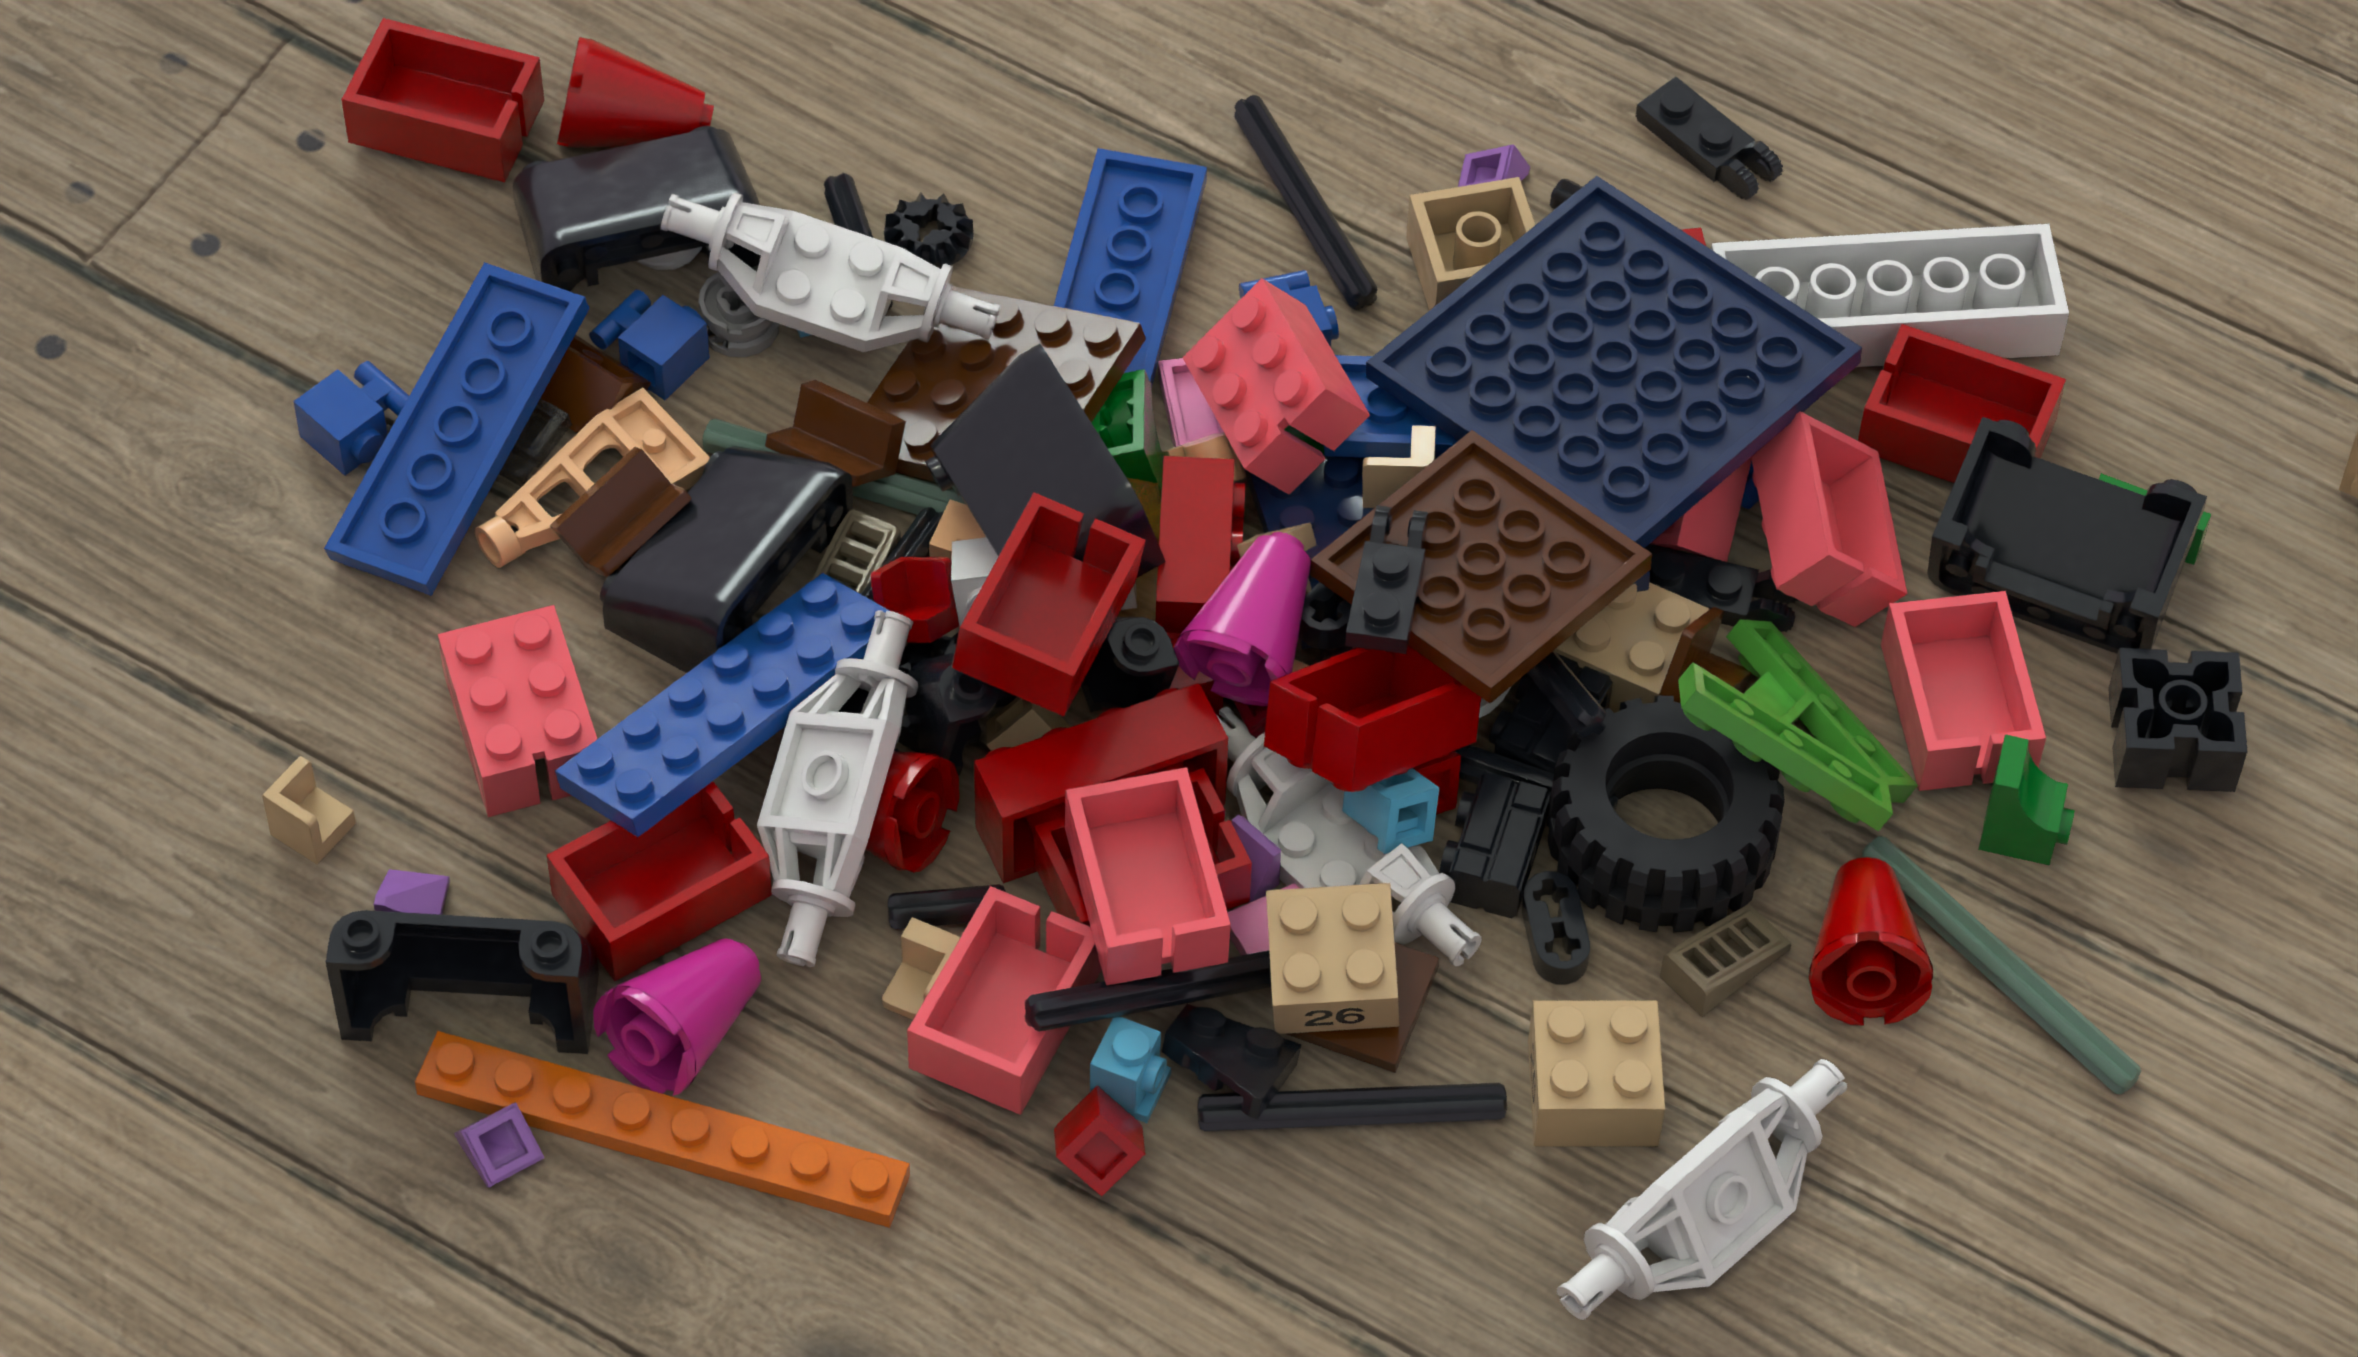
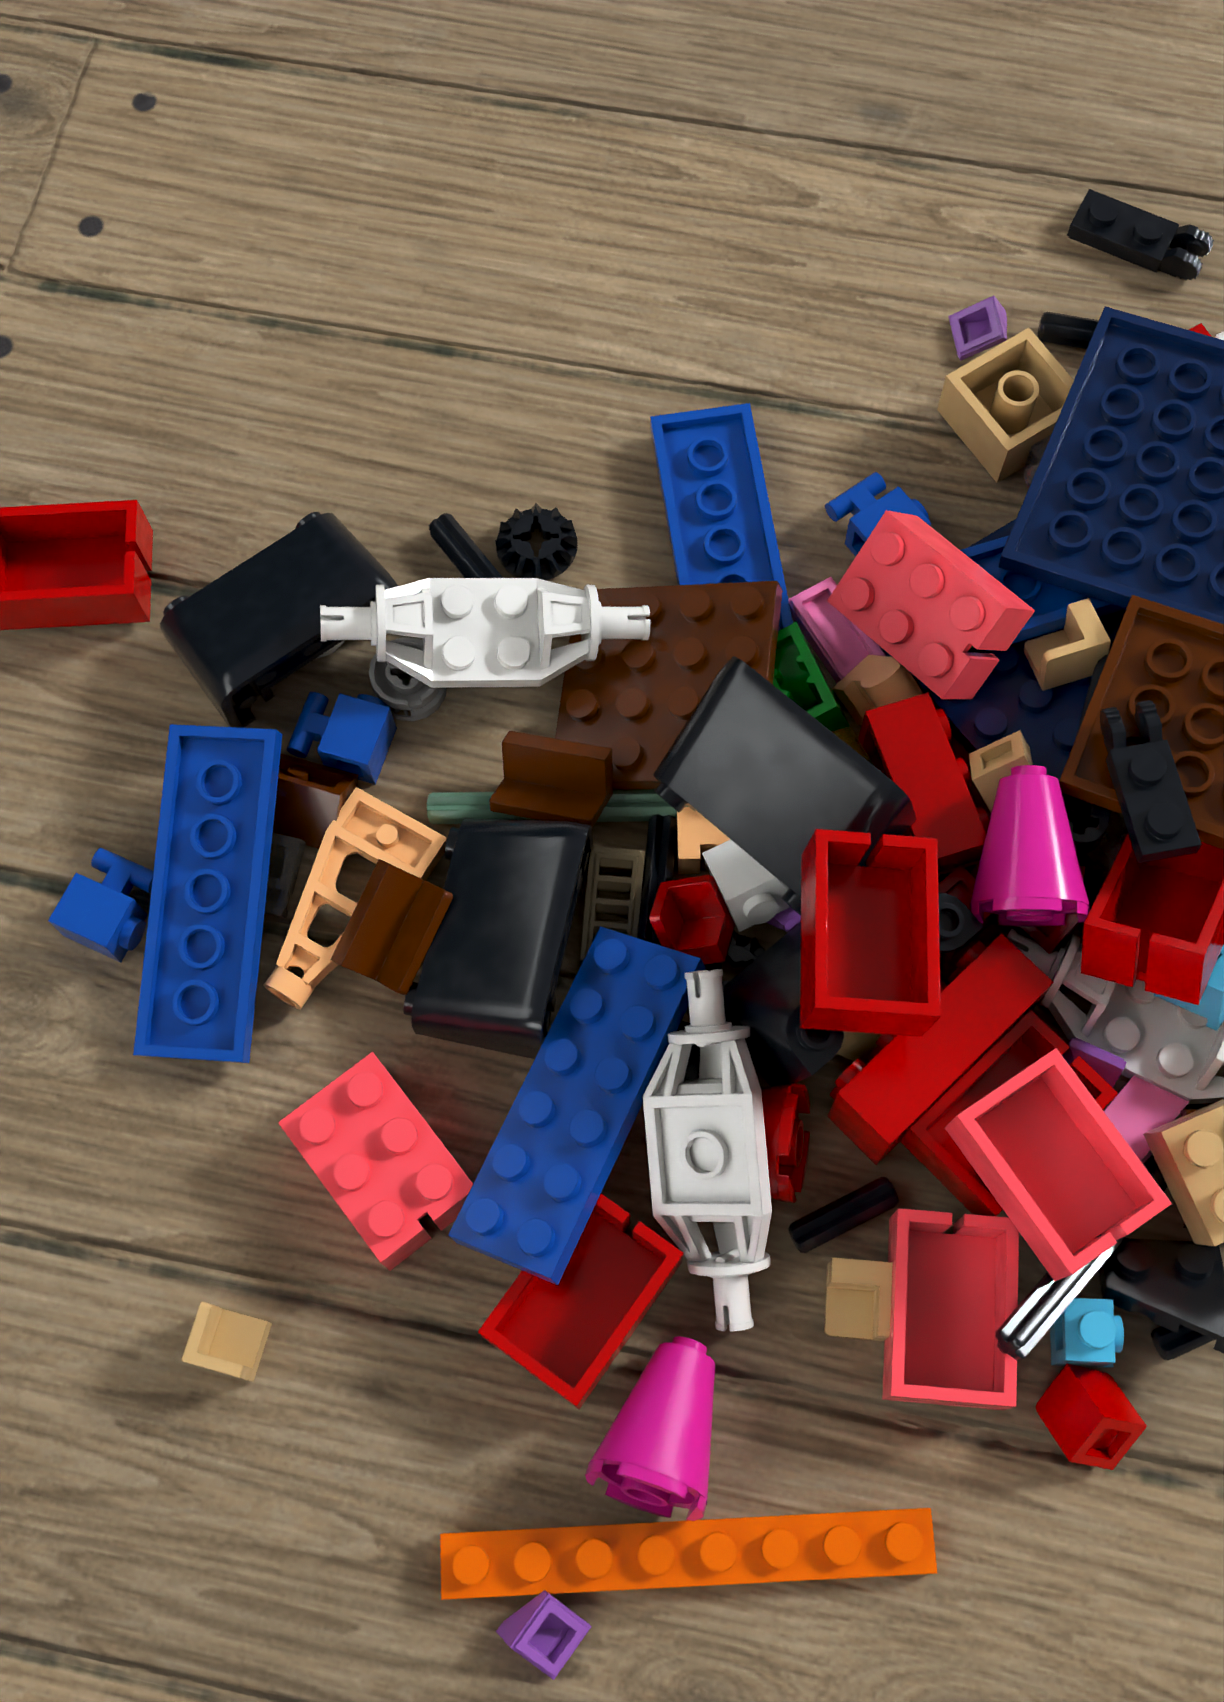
camera: 15 degrees left, 15 degrees up
(385, 955) = (367, 1465): black windscreen -> none
(412, 893) = (357, 1391): medium lavender slope -> none
(625, 102) = (228, 512): red cone -> none
(1305, 202) = (841, 406): black axle -> none

